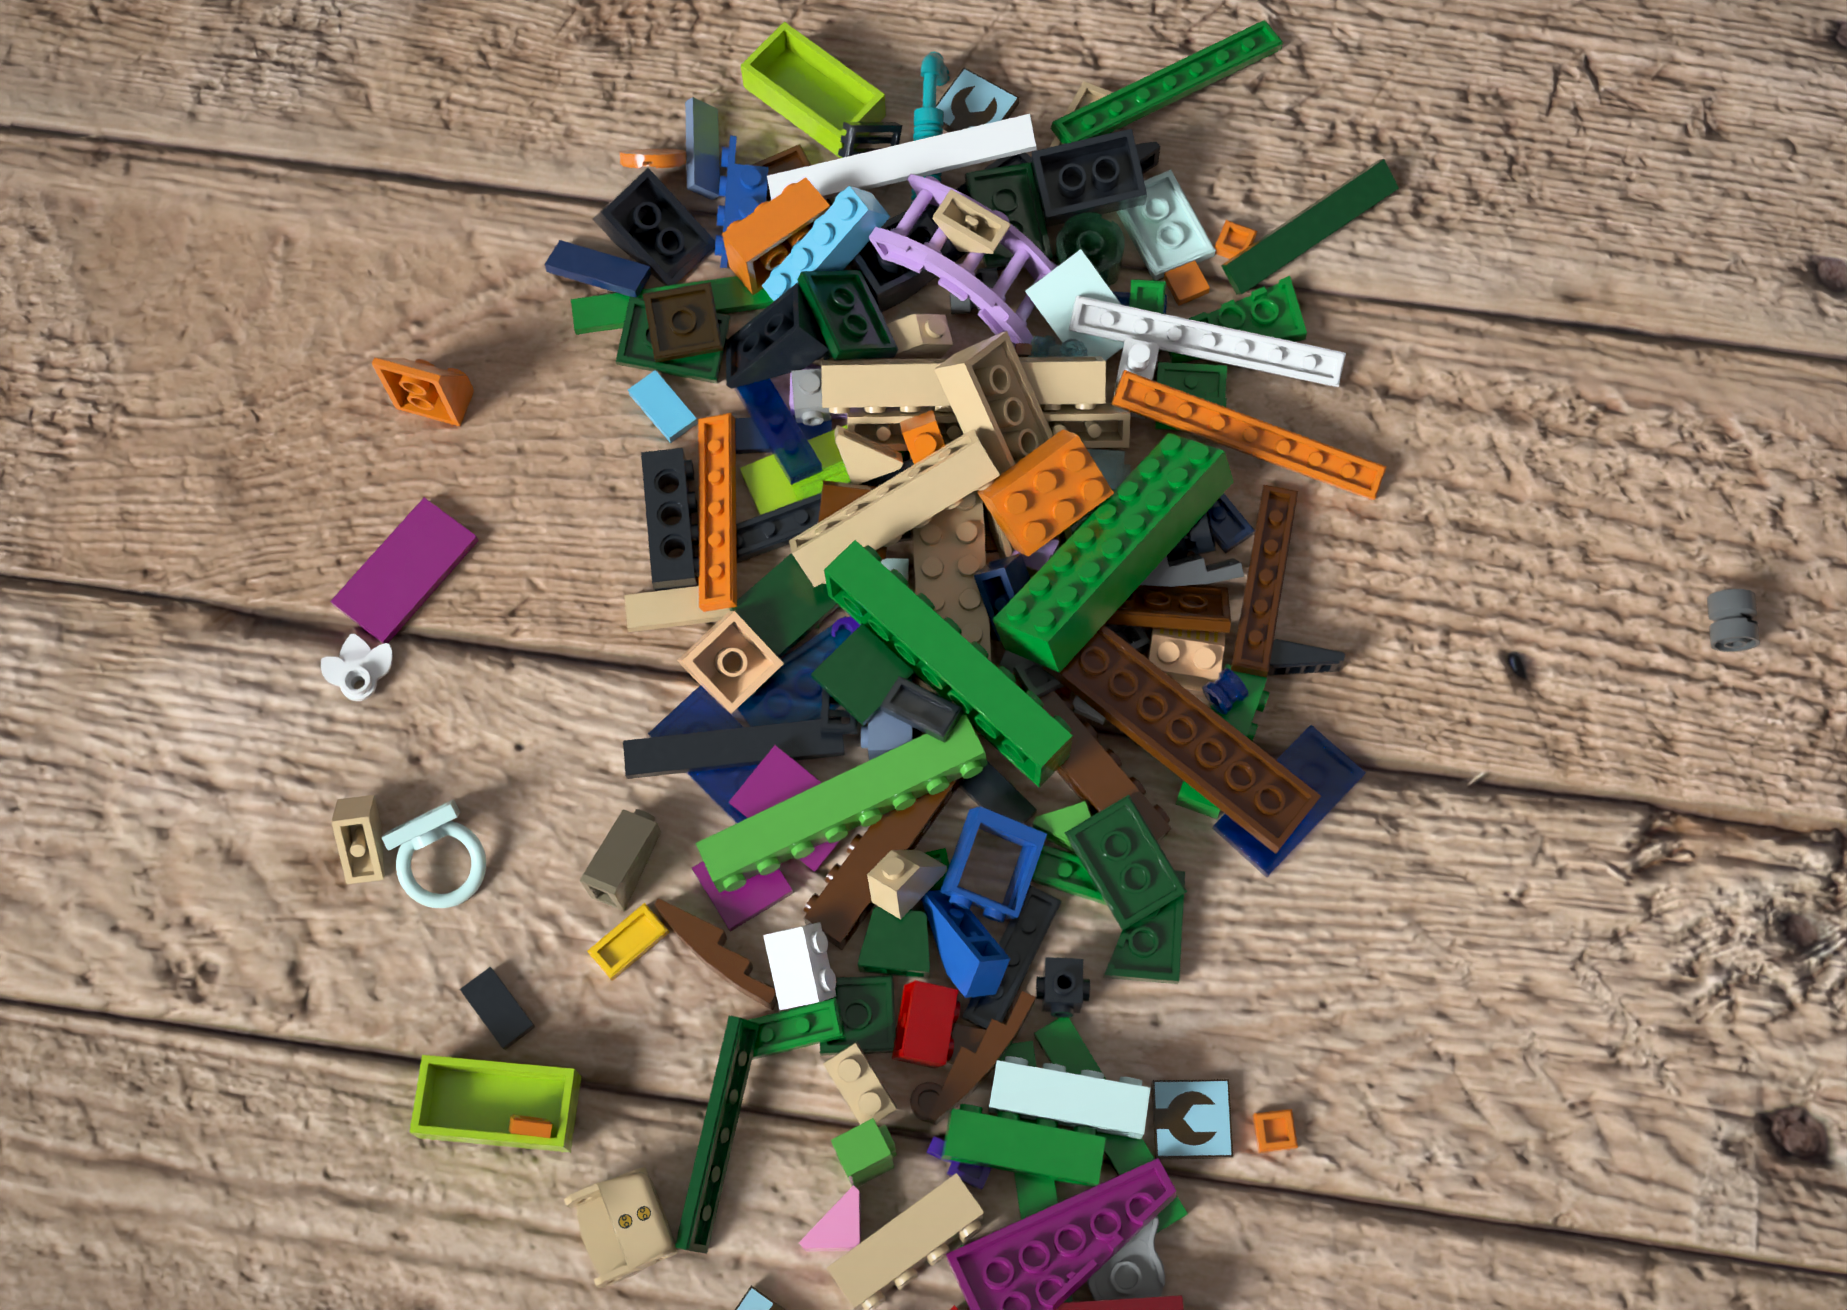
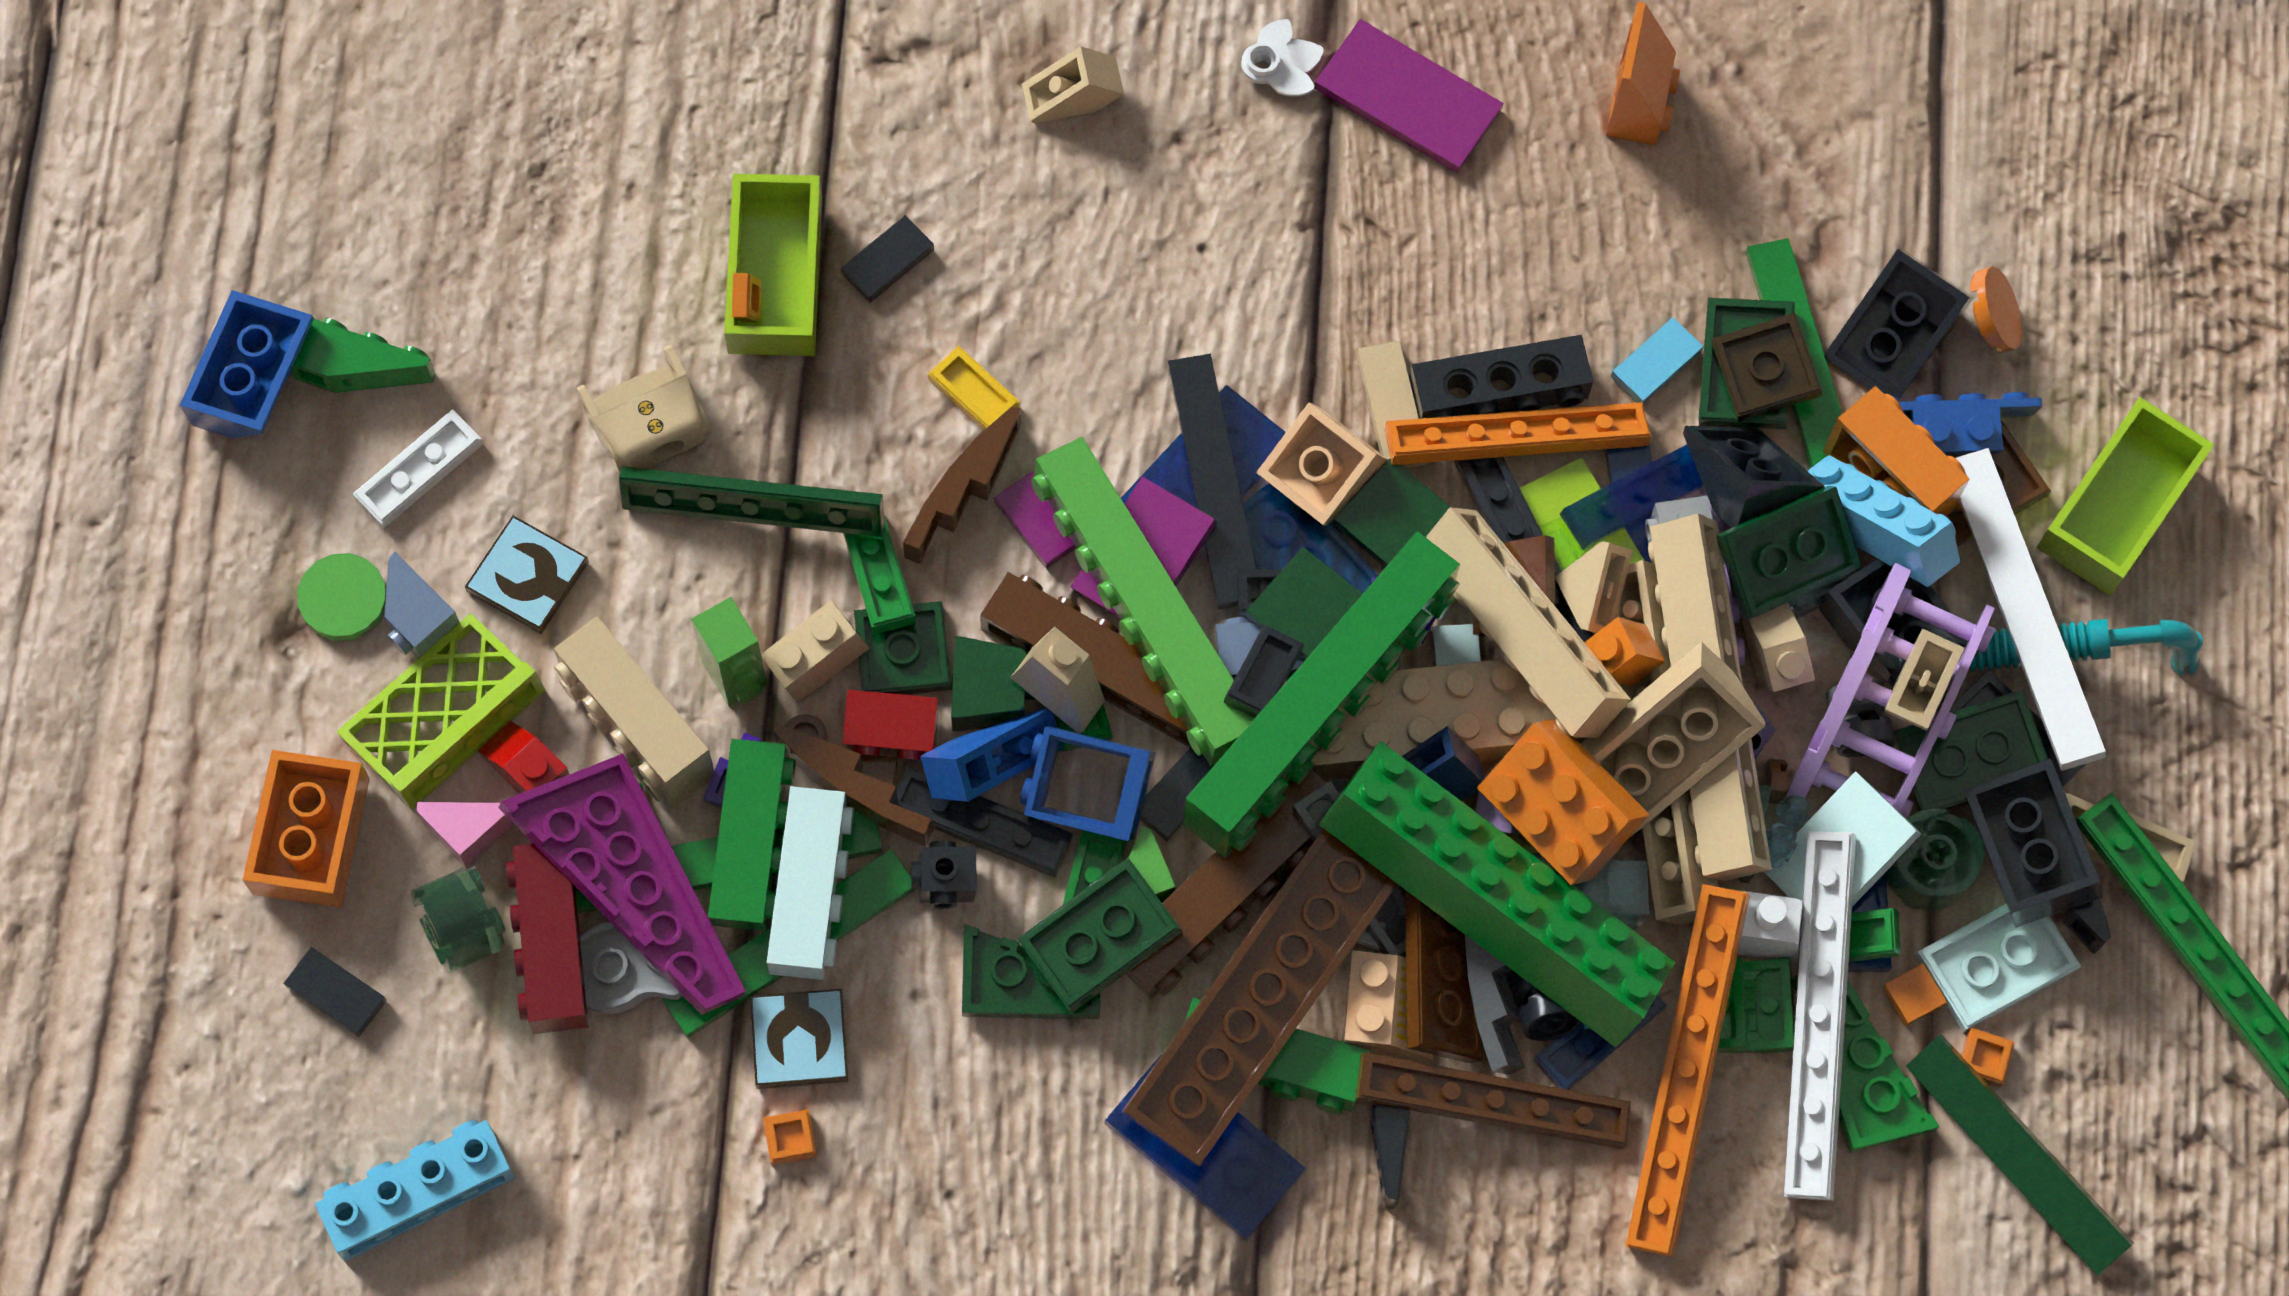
camera: 80 degrees right, 0 degrees up
(424, 831) = (1084, 152): light aqua tile -> none
(598, 269) = (1834, 265): dark blue tile -> none
(621, 859) = (1066, 366): dark tan slope -> none
(702, 148) = (2026, 370): sand blue tile -> none
(800, 966) = (949, 571): white brick -> none
(839, 1227) = (656, 645): bright pink slope -> none
(851, 137) = (2066, 570): black tile -> none
(975, 102) = (2140, 707): tile -> none
(1225, 691) = (1325, 1042): clear blue wheel -> none

